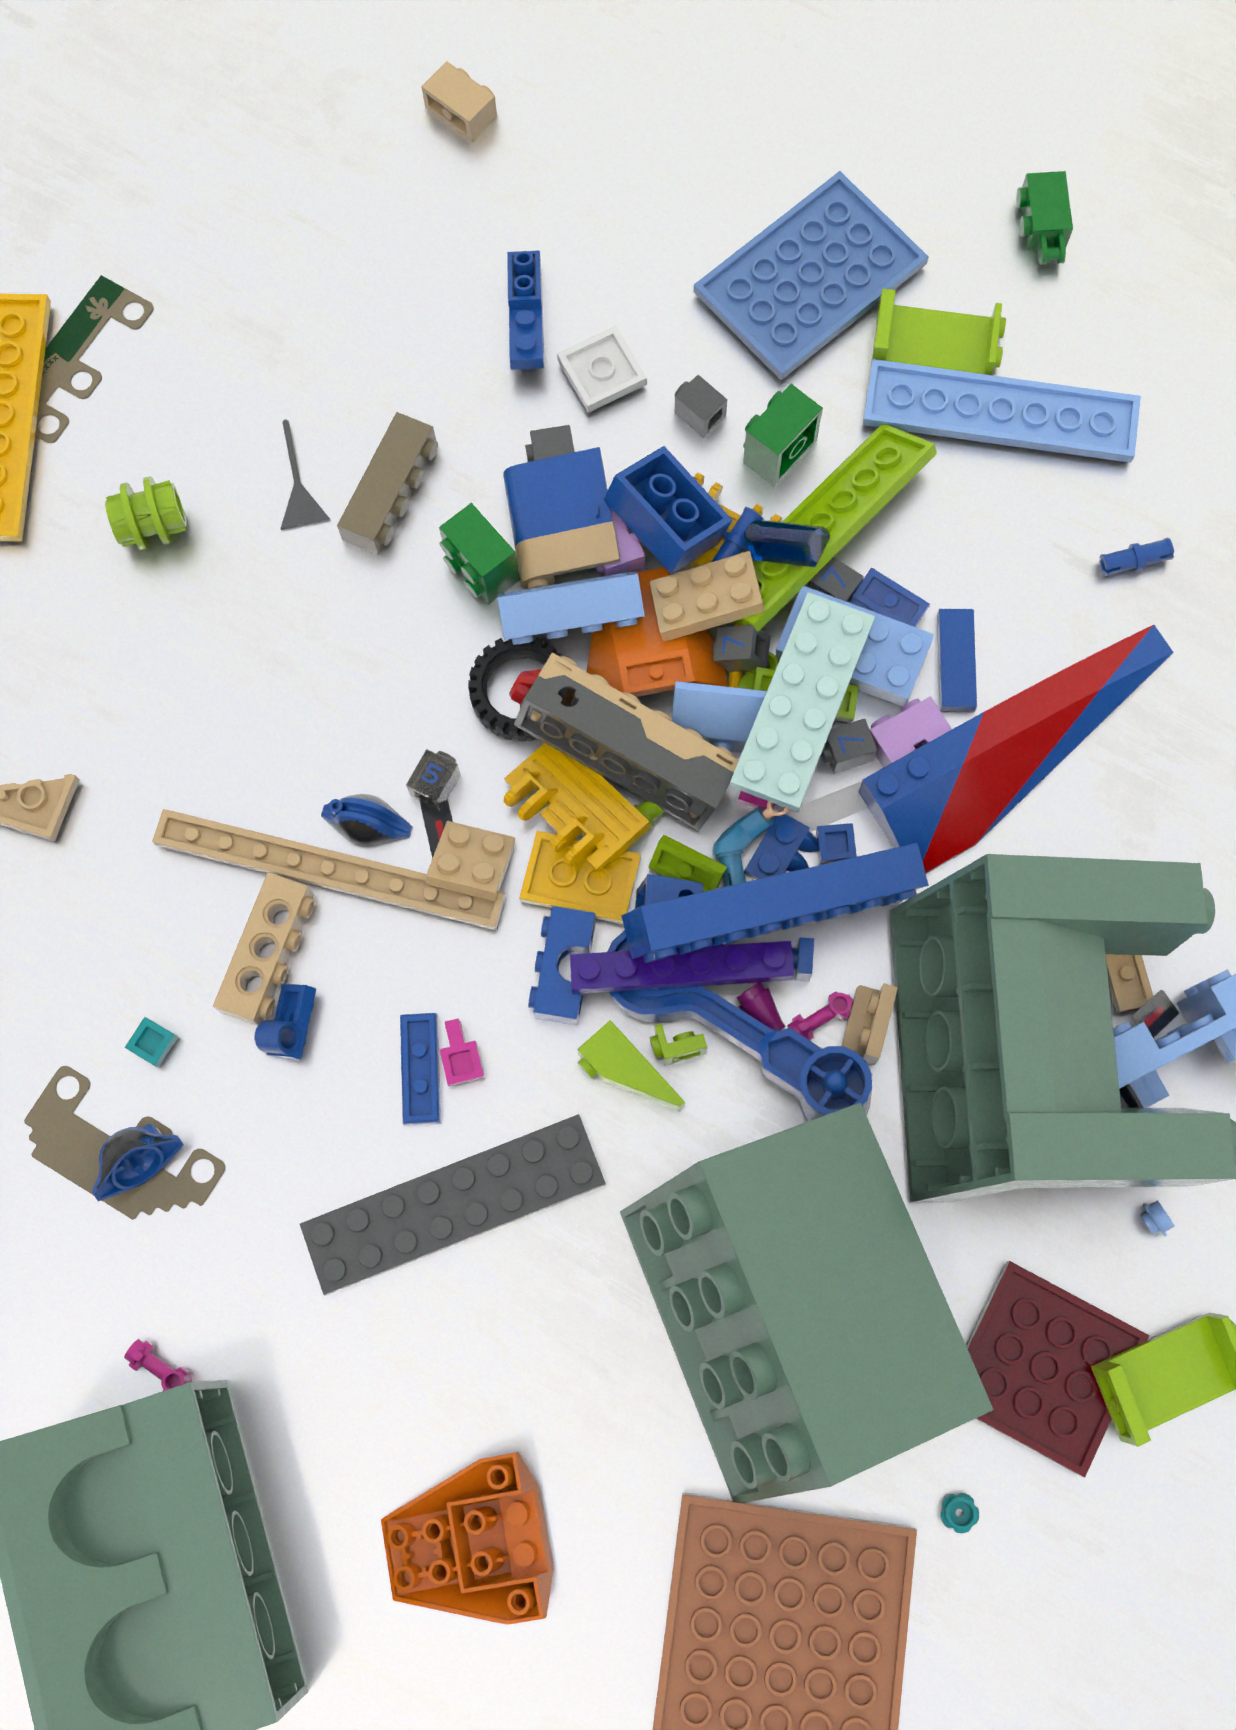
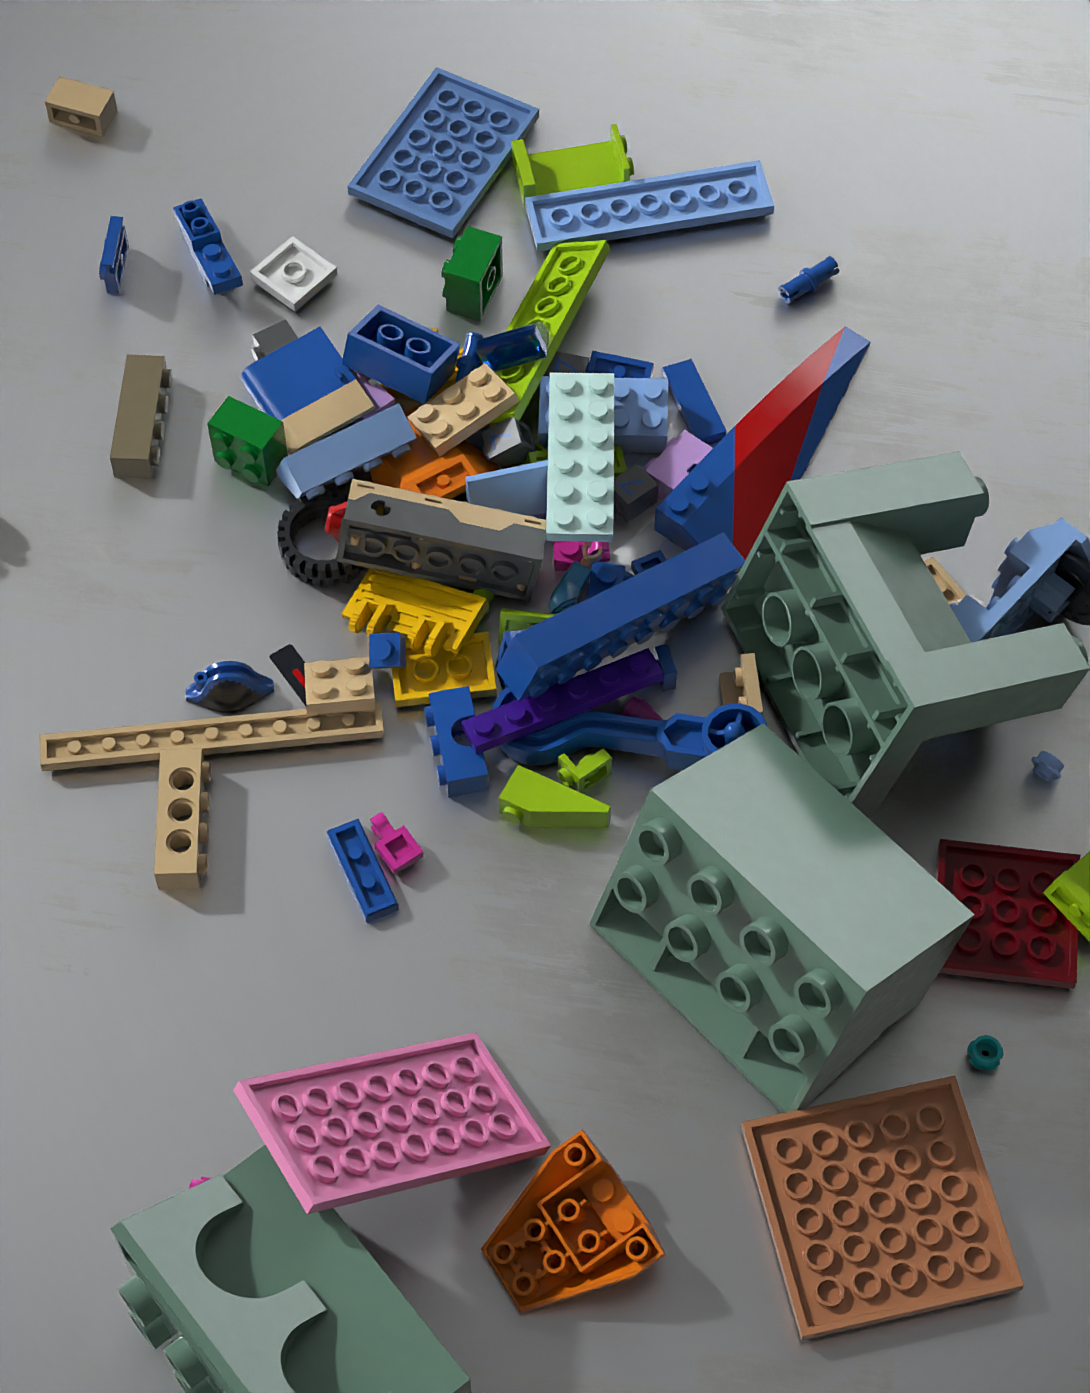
camera: 25 degrees left, 15 degrees down
(74, 1145) = (99, 1052): dark tan piece -> none
(132, 1159) = (131, 1027): blue hat -> none
(151, 1042) = (105, 929): teal plate -> none
(287, 1032) = (229, 875): blue plate -> none
(301, 506) = (65, 460): dark grey piece -> none
(320, 1387) = (390, 1121): none -> bright pink plate
(428, 289) = (114, 255): none -> blue plate
(434, 779) = (279, 633): clear smoke brick -> none
(451, 1204) = (439, 965): dark grey plate -> none
(529, 842) = (387, 650): none -> blue plate
(700, 405) = (391, 275): dark grey brick -> none
(837, 1008) = (709, 698): dark pink bar -> none
(1045, 214) = (623, 51): green brick -> none

